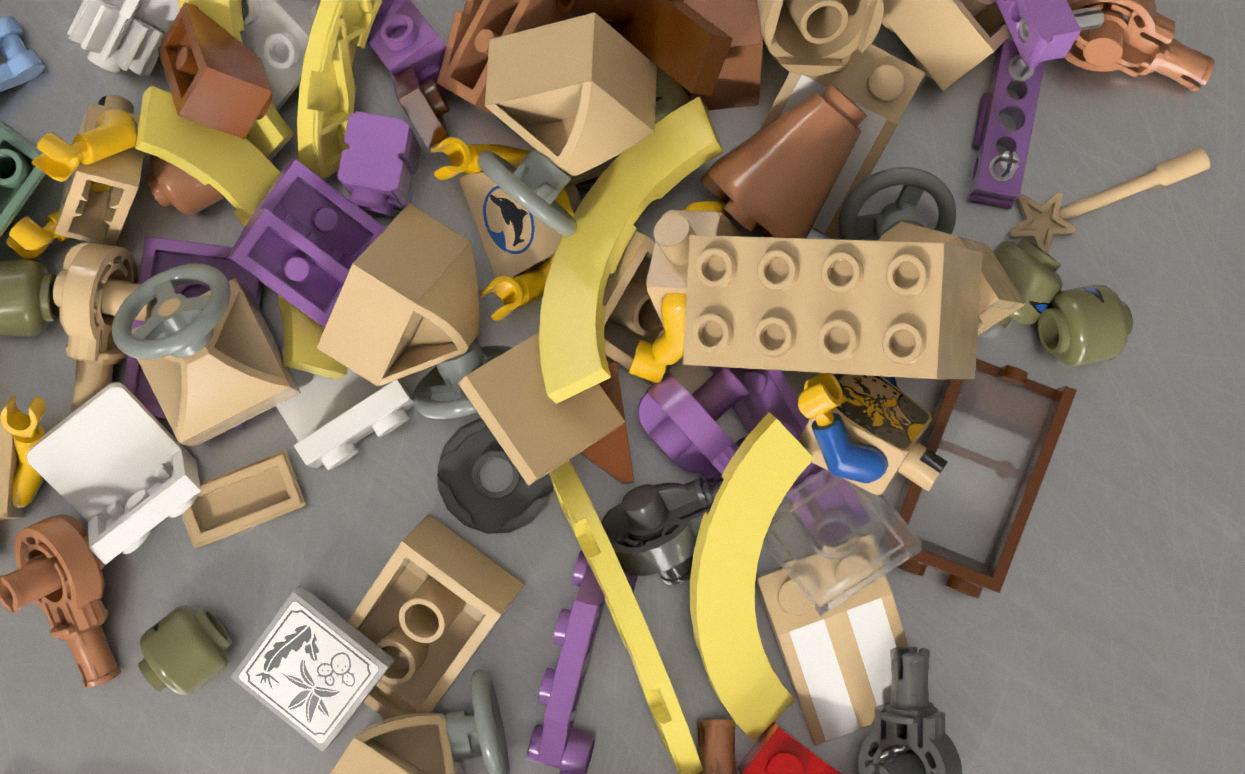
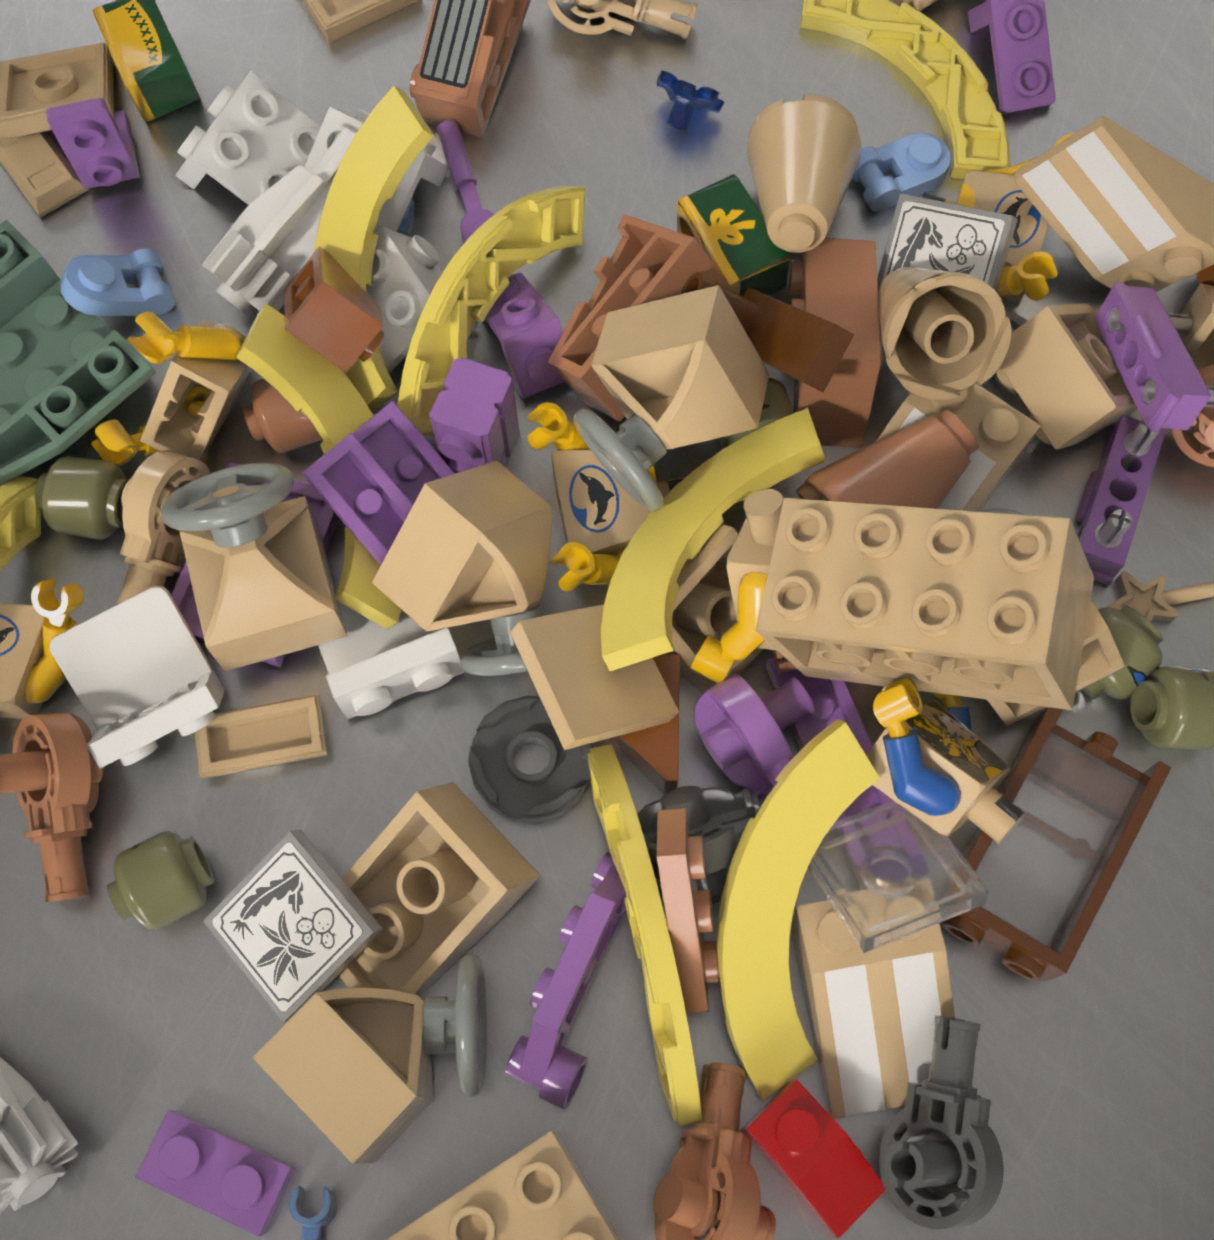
camera: 15 degrees right, 15 degrees down
(423, 105) = (529, 374): reddish brown plate -> none
(660, 602) = (686, 908): none -> nougat plate

